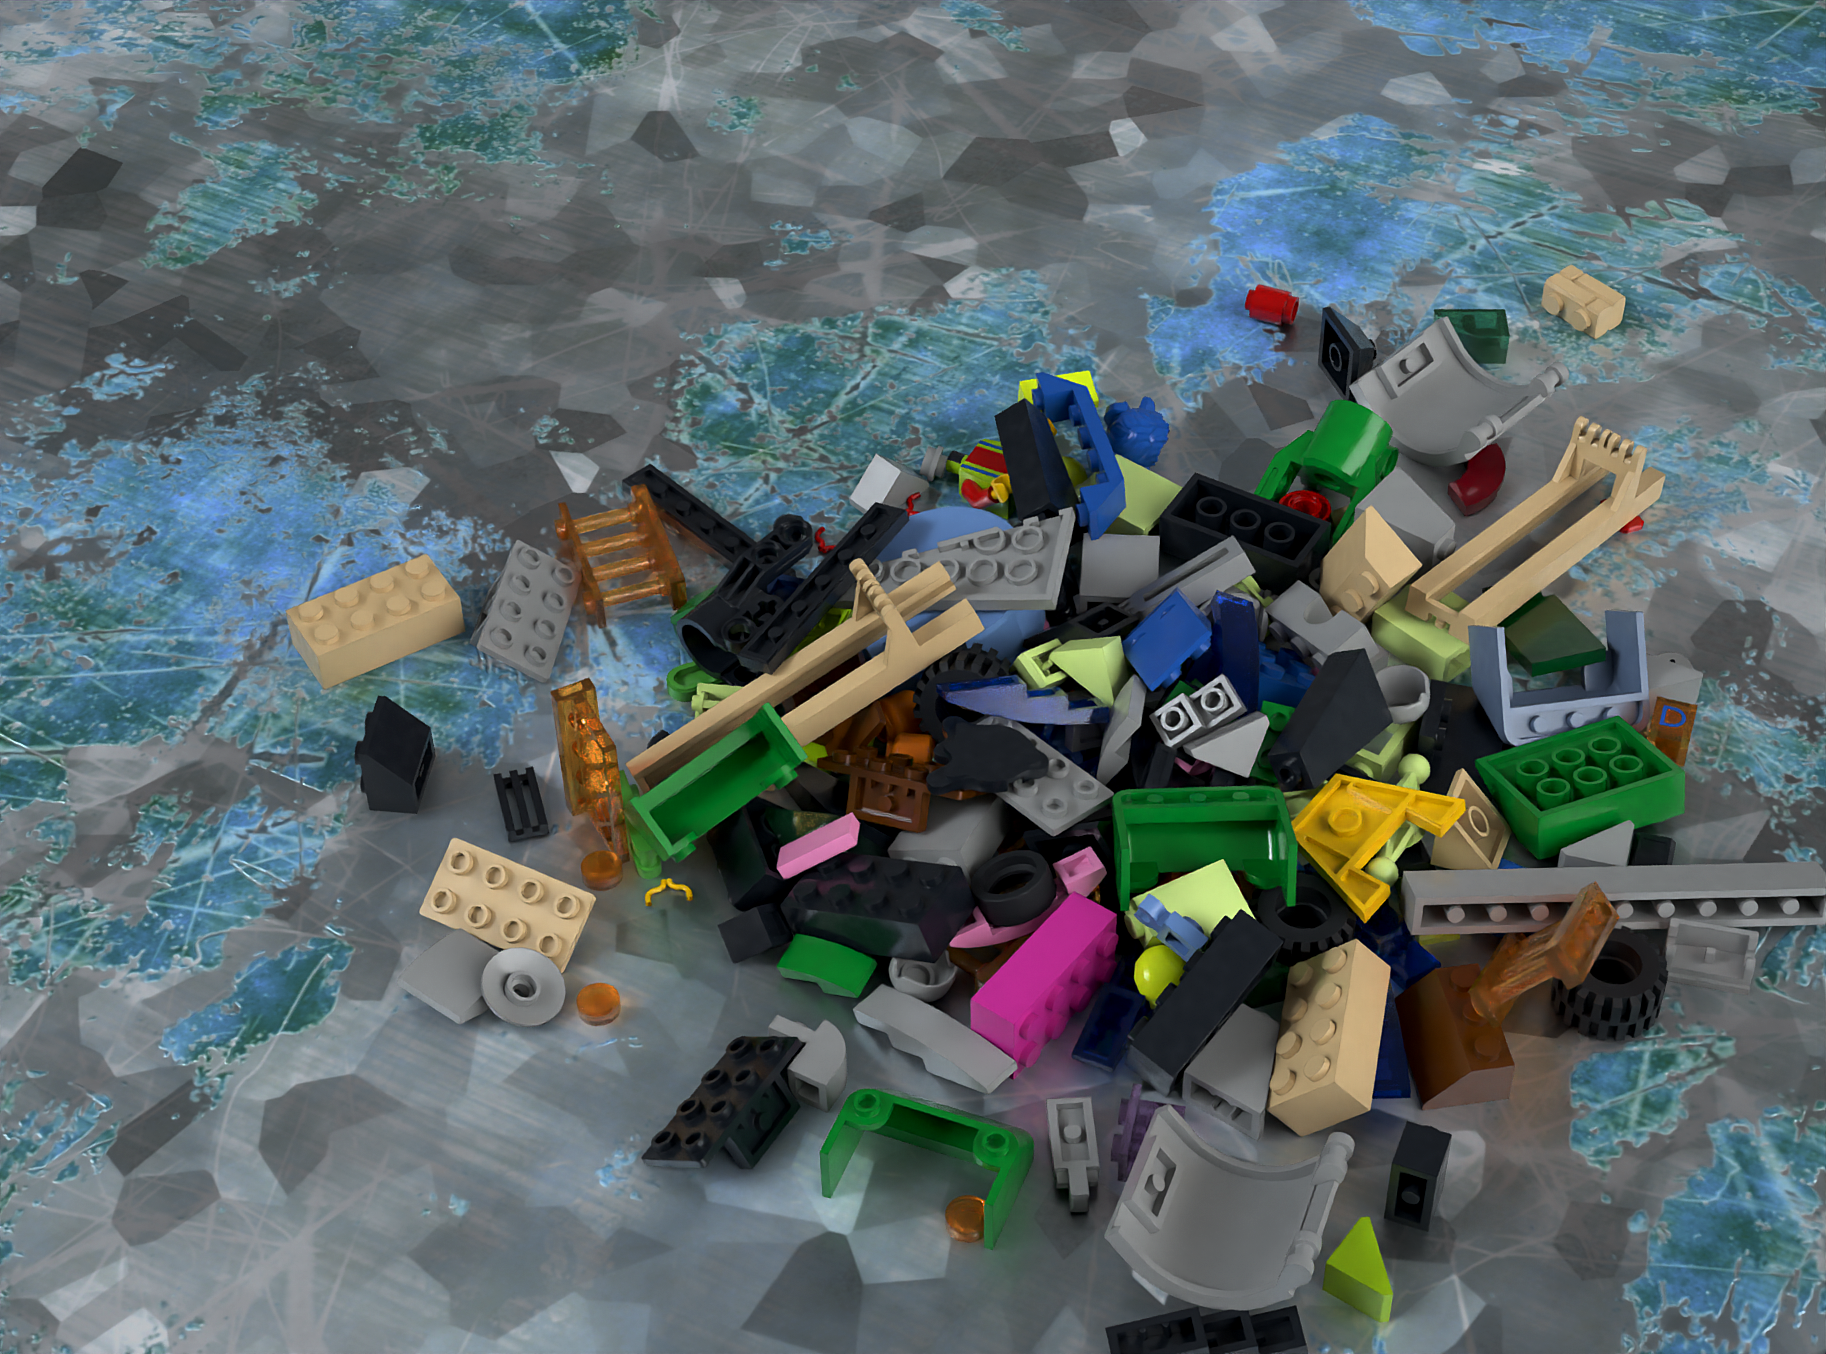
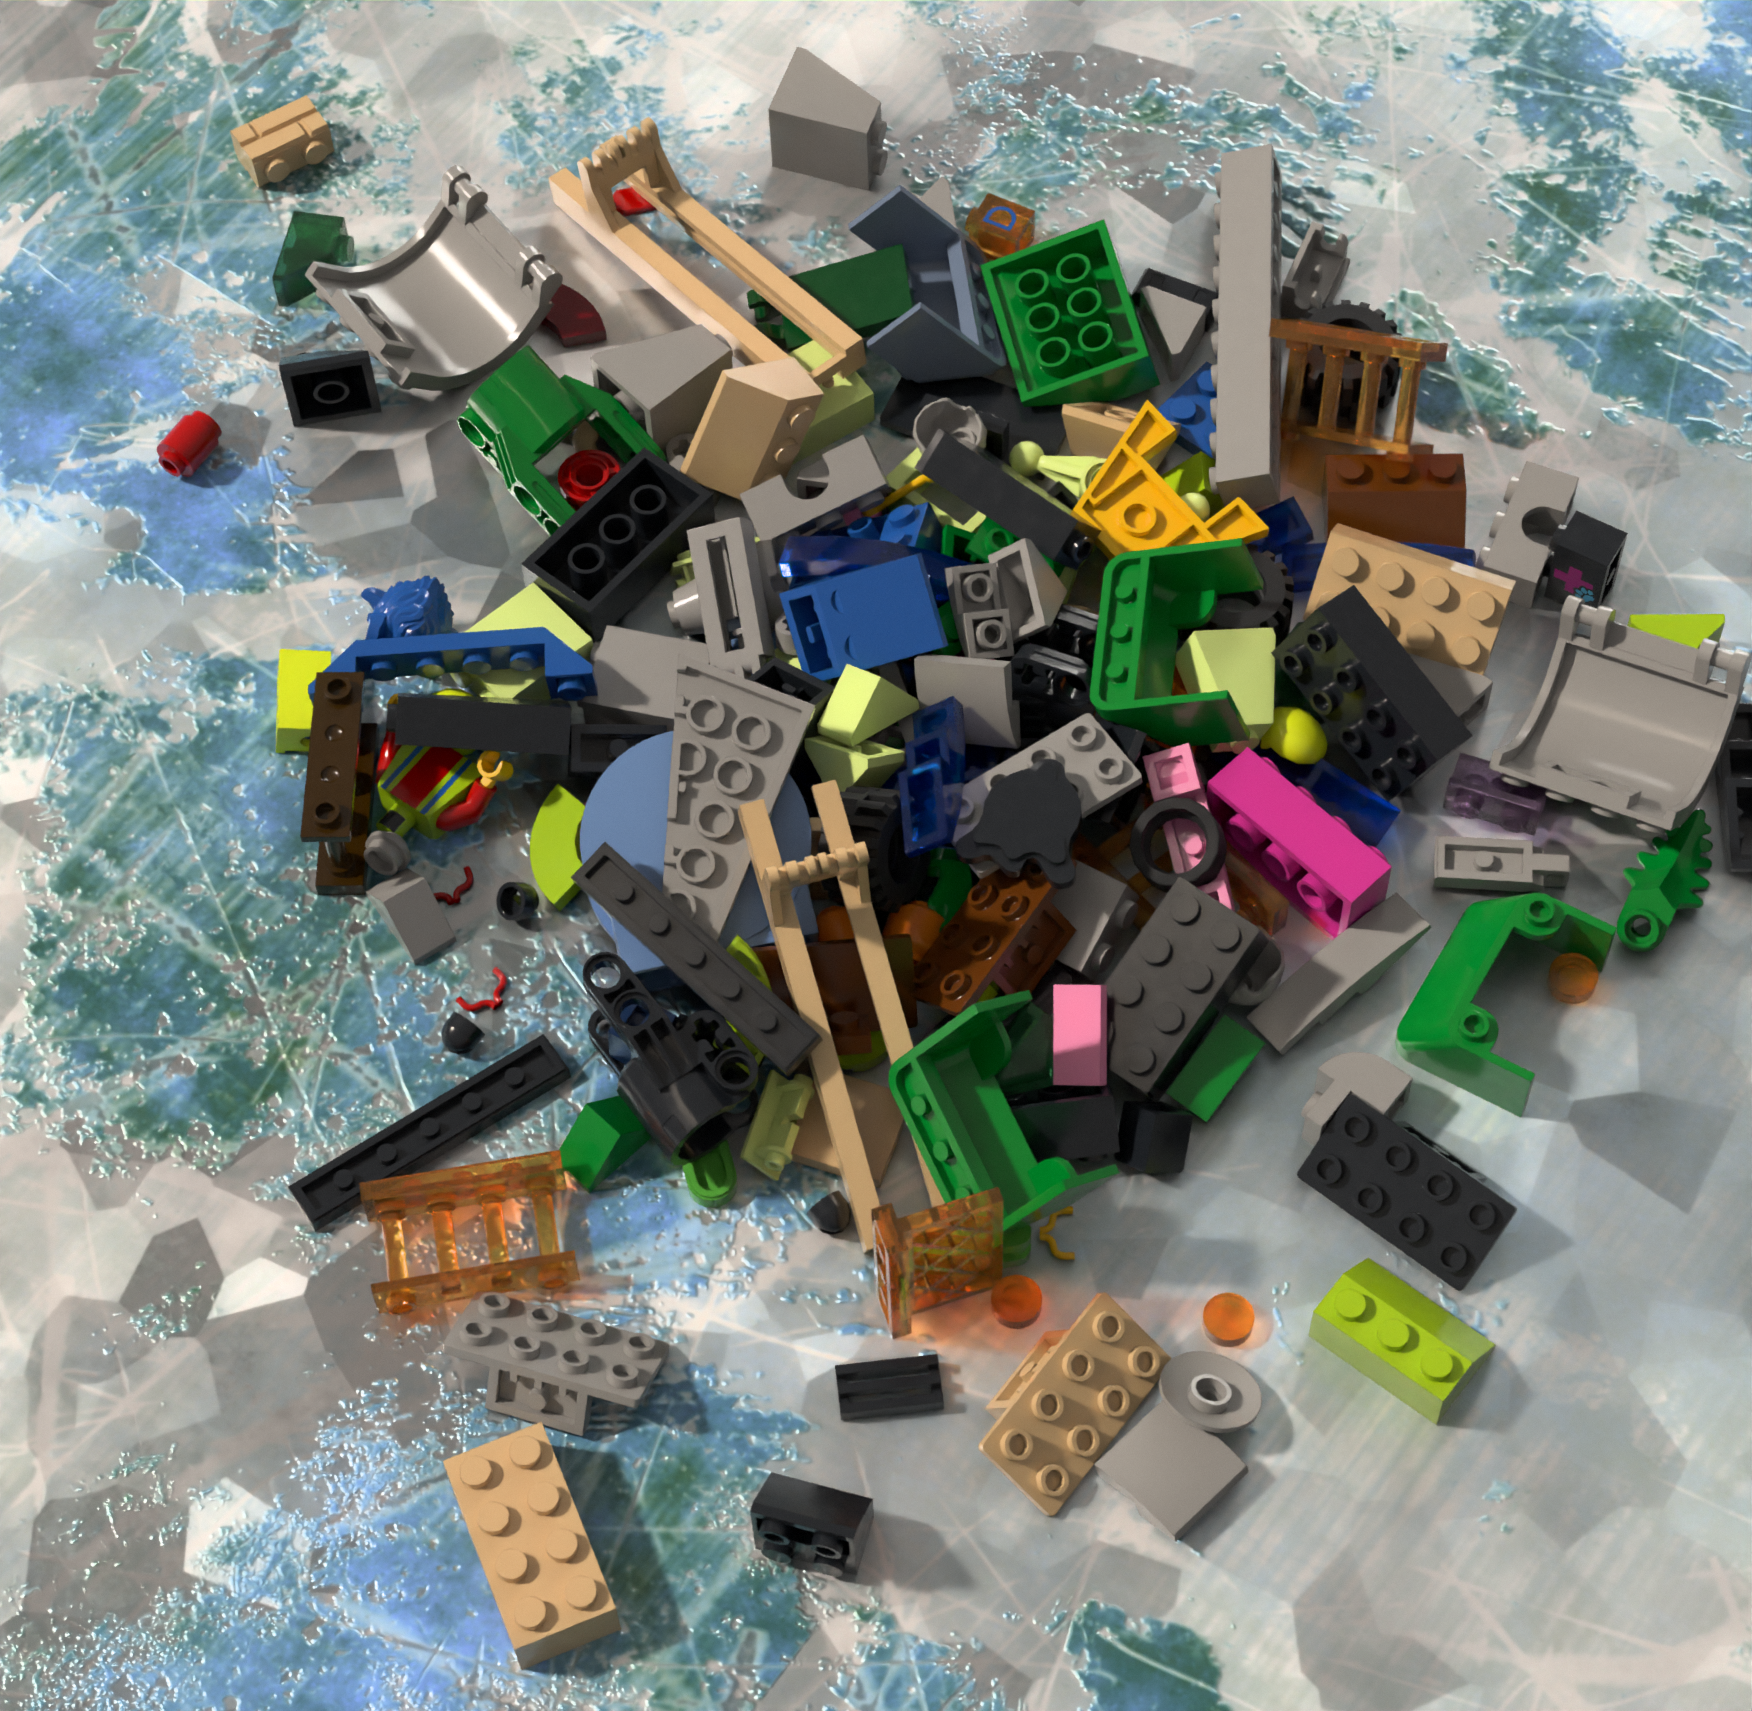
camera: 80 degrees left, 15 degrees up
(587, 1112) = (1399, 1338): none -> lime slope
(954, 389) = (340, 783): none -> dark brown fence
(1081, 1281) = (1665, 882): none -> green plant
(1177, 932) = (1289, 691): medium blue plate -> none
(1489, 1141) = (1536, 505): none -> light grey arch
(1731, 589) = (826, 125): none -> light grey slope

